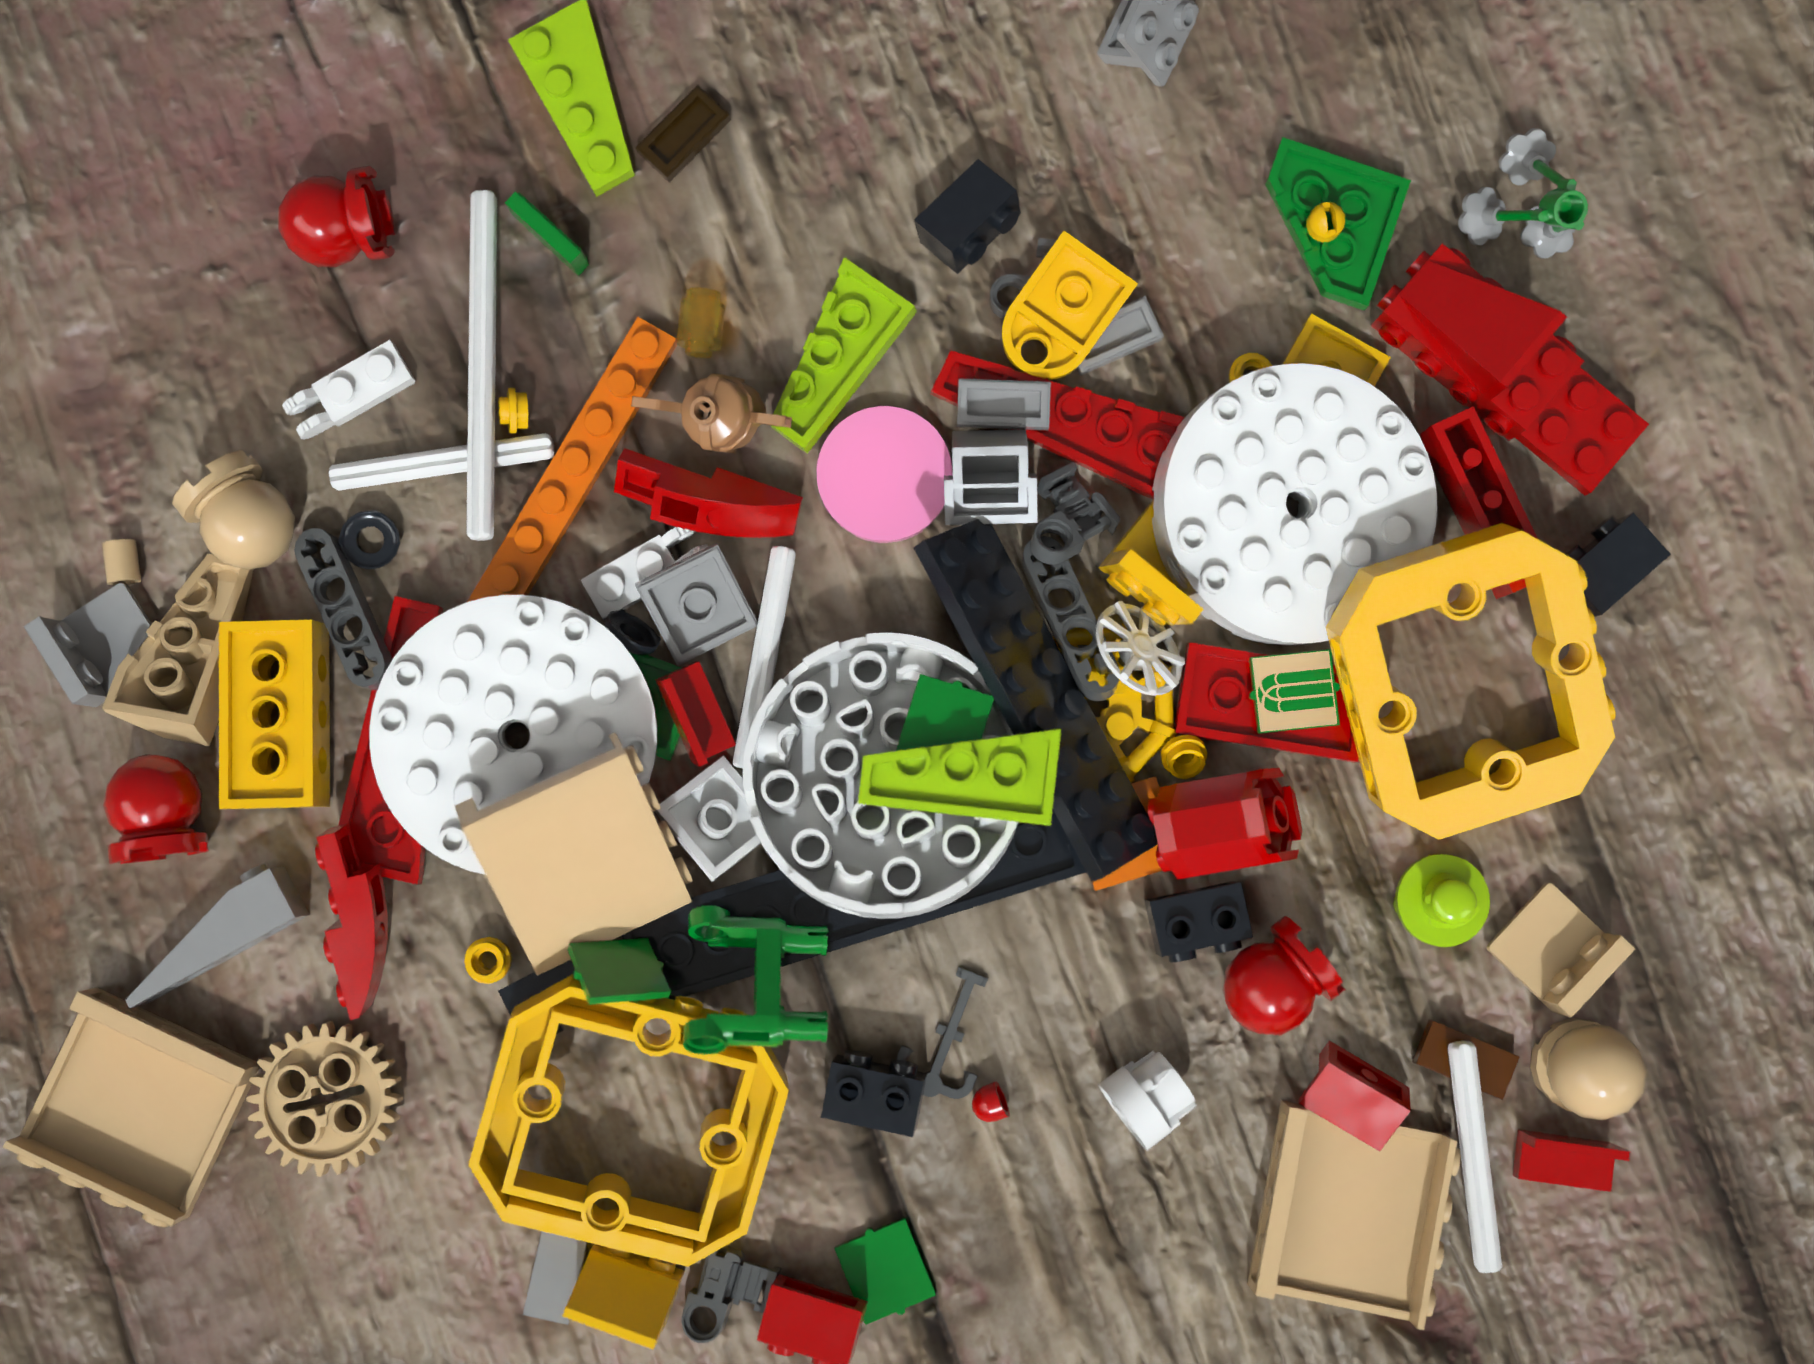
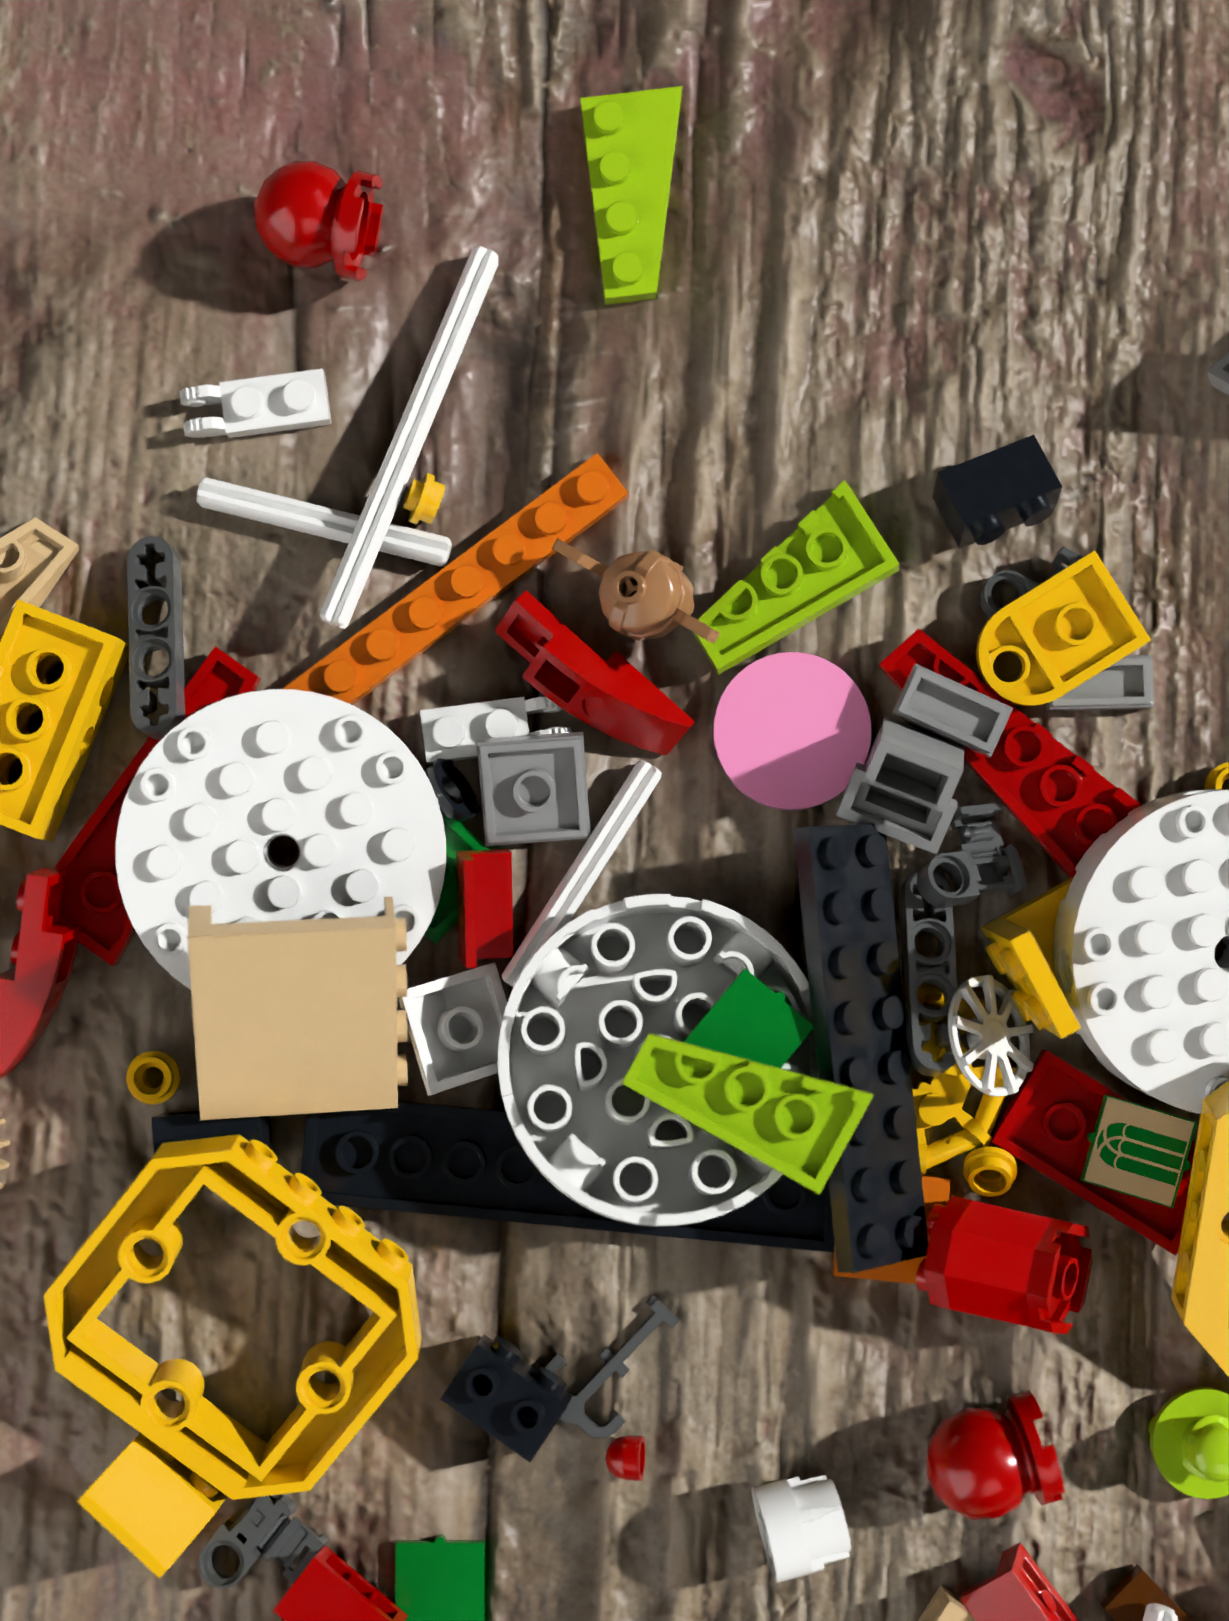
camera: 15 degrees right, 0 degrees up
(238, 515) = (86, 494): tan tile -> none
(349, 539) = (190, 578): black piece -> none
(547, 233) = (537, 323): green tile -> none
(554, 1276) = (84, 1450): light grey tile -> none
(618, 971) = (289, 1153): green piece -> none
(683, 133) = (726, 275): dark brown tile -> none
(701, 322) = (662, 487): clear yellow brick -> none
(769, 1021) = (430, 1278): green connector -> none
(1199, 920) = (933, 1355): black brick -> none

